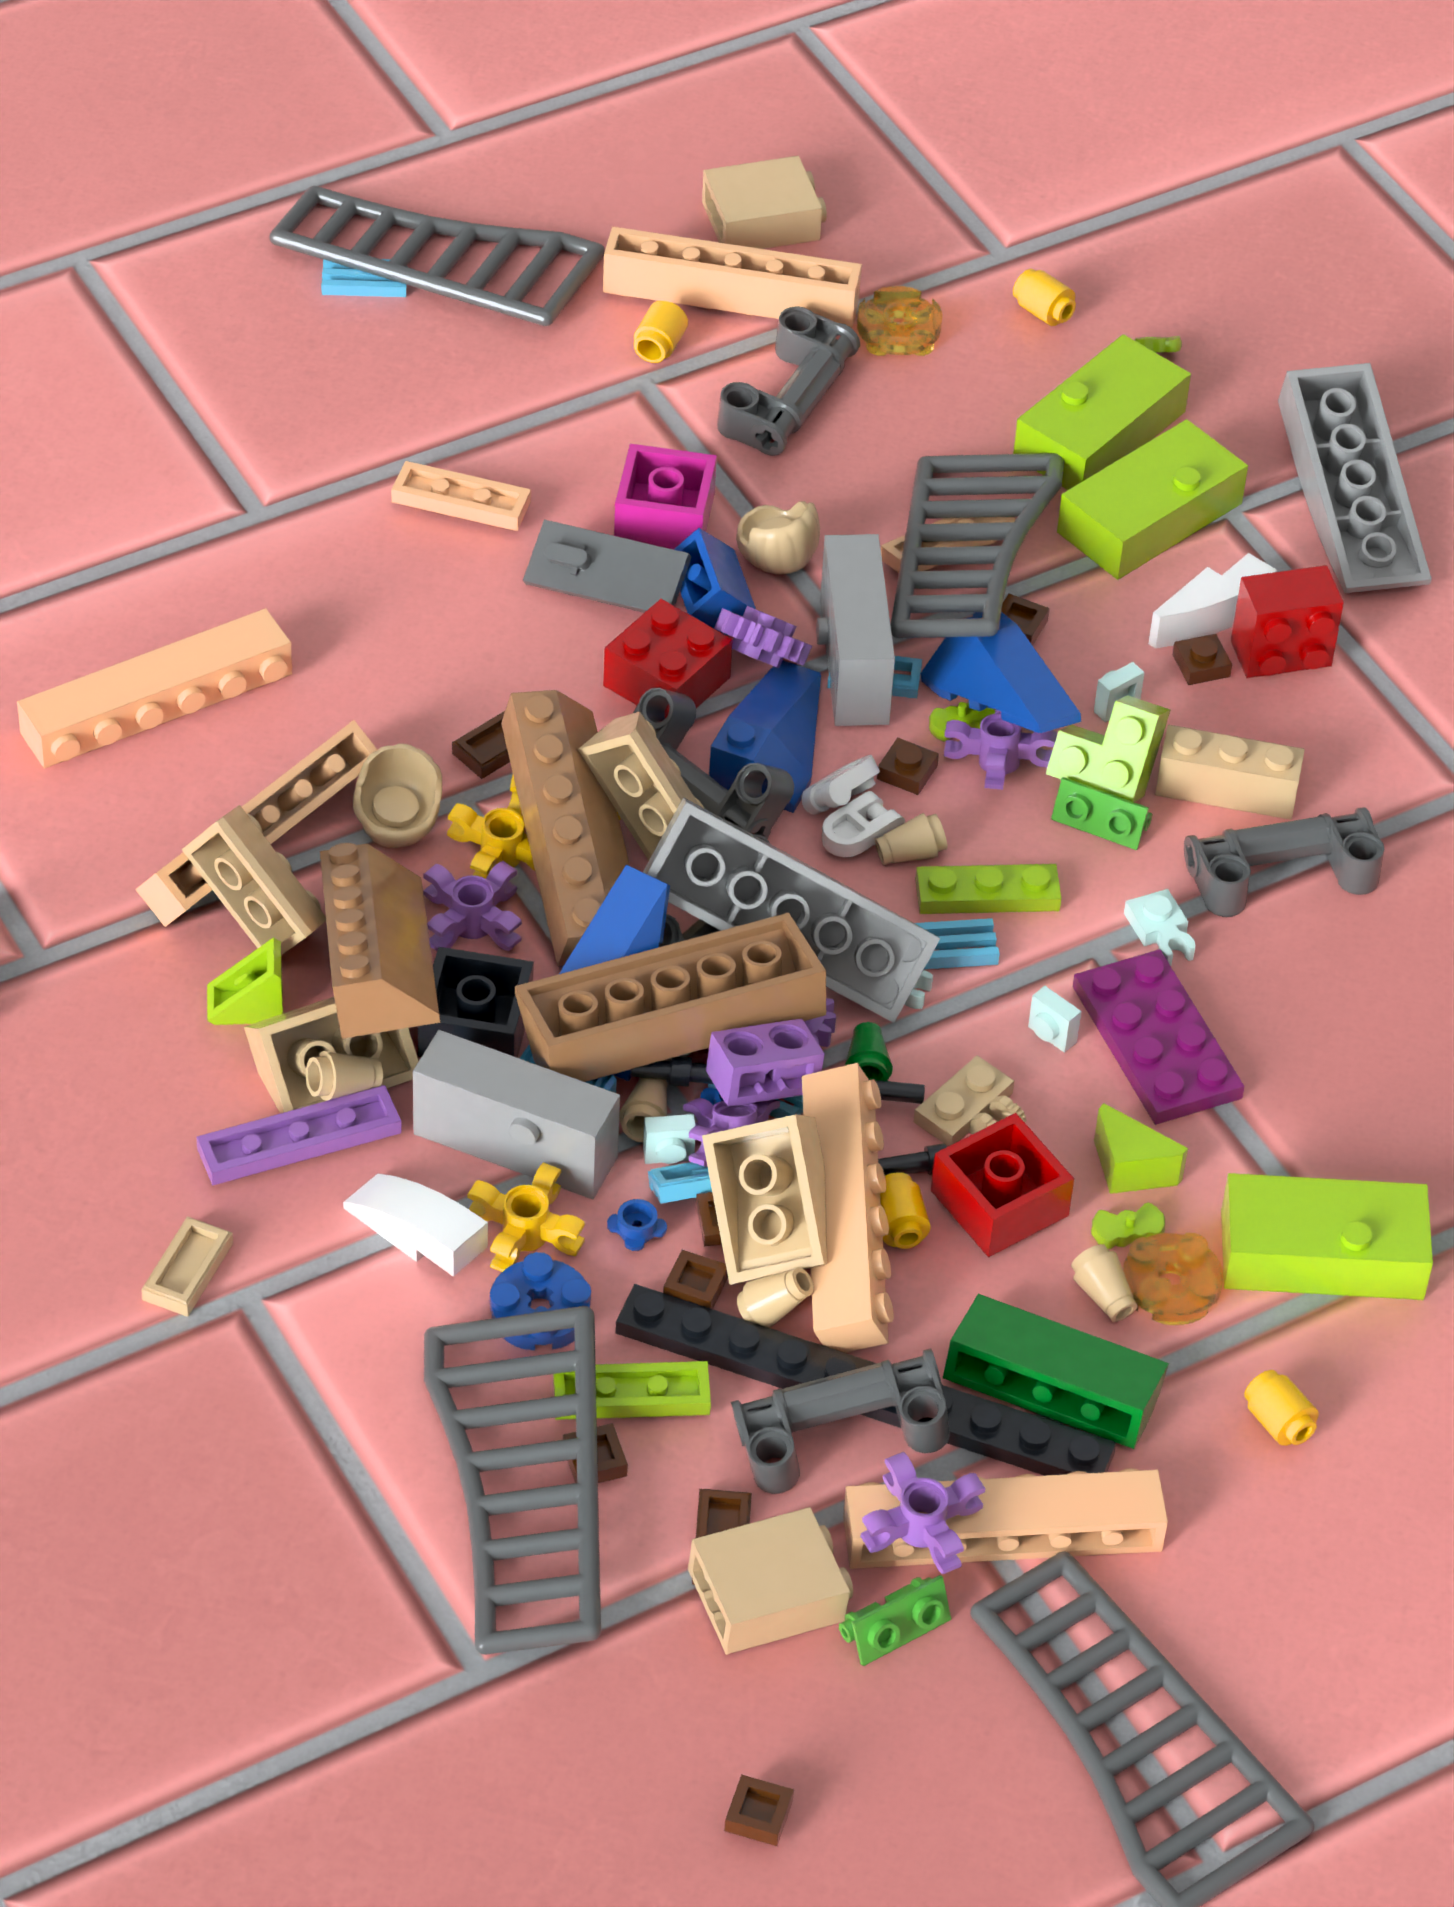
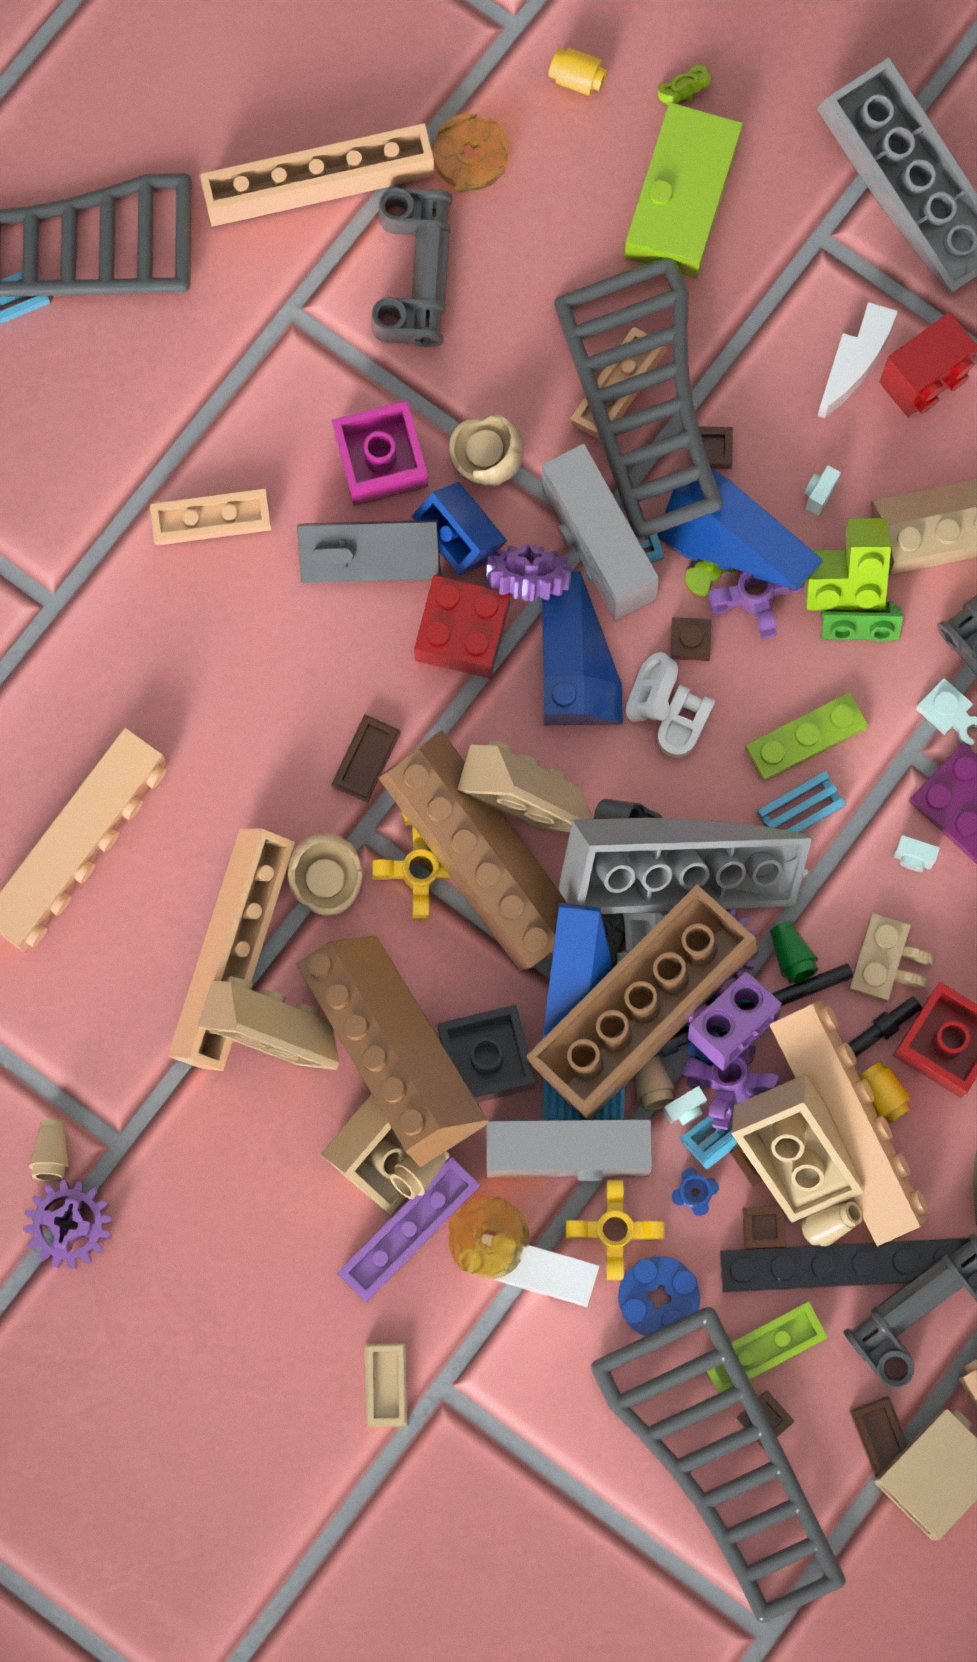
camera: 20 degrees left, 30 degrees up
(248, 989) = (300, 1112): lime slope -> none
(380, 1165) = (467, 1231): none -> clear yellow plate
(472, 906) = (411, 943): medium lavender pin -> none
(660, 331) = (283, 257): yellow brick -> none
(744, 801) = (592, 760): dark grey piece -> none
(763, 203) = (299, 68): tan brick -> none
(913, 840) = (731, 720): tan cone -> none
(1152, 499) = (762, 267): lime brick -> none
(1202, 659) = (868, 417): reddish brown plate -> none

